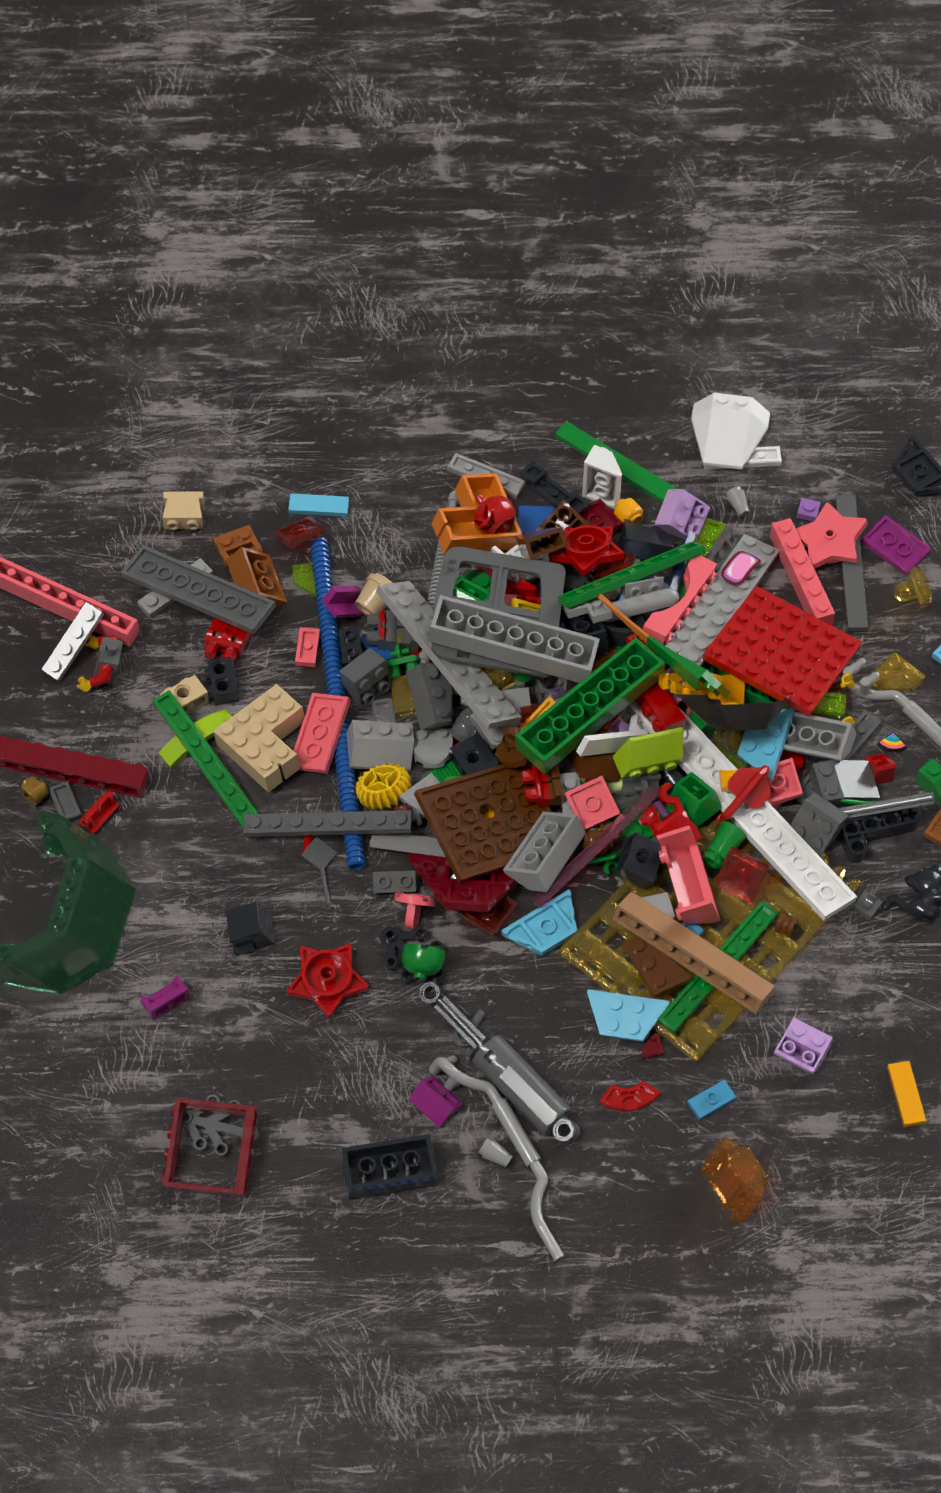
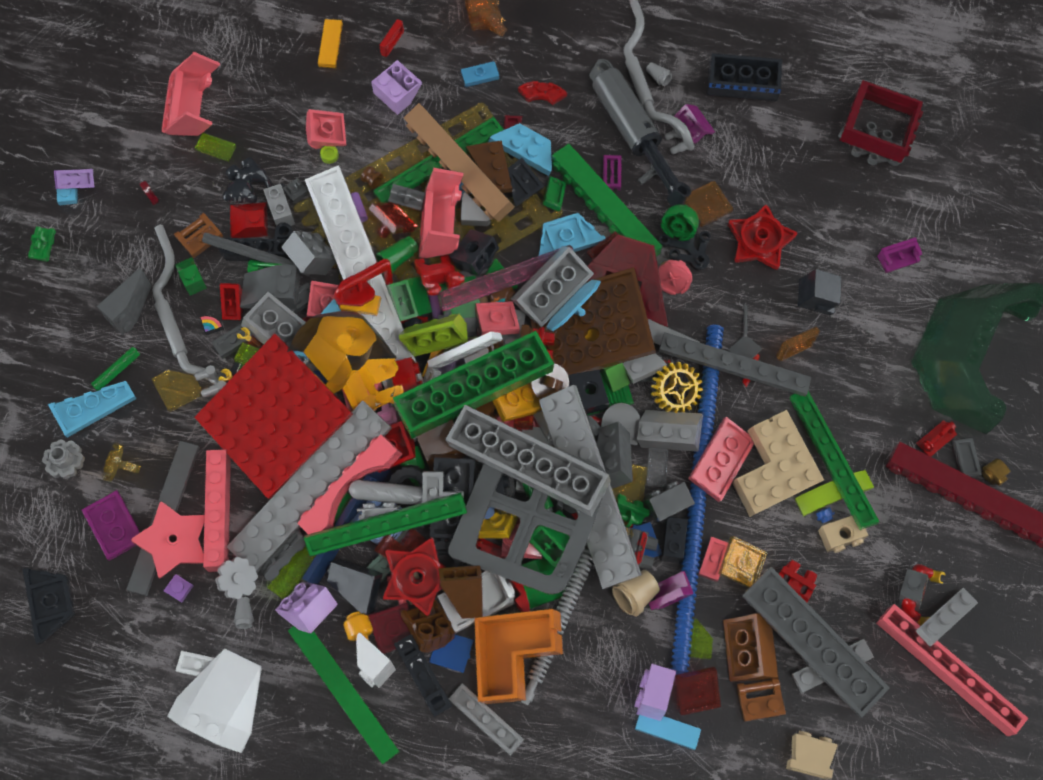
camera: 165 degrees left, 10 degrees up
(204, 710) = (825, 515): none -> blue plate
(222, 681) = (798, 540): black brick -> none
(264, 860) = (797, 344): none -> clear orange tile
(278, 649) = (742, 562): none -> clear yellow tile
(338, 517) = (656, 691): none -> lavender brick
(394, 881) = (694, 304): dark grey hinge -> none
(396, 1007) = (709, 203): none -> clear orange tile
(494, 514) = (498, 639): red piece -> none
(514, 824) = (573, 306): none -> medium azure shield
(514, 971) = (600, 197): none -> green brick
(521, 1033) = (611, 185): none -> magenta tile
(575, 967) = (554, 193): none -> green tile
(613, 961) = (523, 182): none -> black wing
(693, 674) = (366, 386): green plate -> none
(736, 903) = (406, 197): none -> dark grey hips
(739, 567) = (274, 521): sticker -> none
(756, 518) = (236, 578): none -> light grey plant
(787, 890) = (359, 206): none -> medium lavender hinge
(833, 1114) = (392, 38): none -> red tile
(848, 957) = (329, 154): none -> lime tile
(863, 977) = (325, 129): none -> coral slope
(875, 875) = (278, 205): none -> light grey brick
(900, 857) = (249, 220): none -> red slope

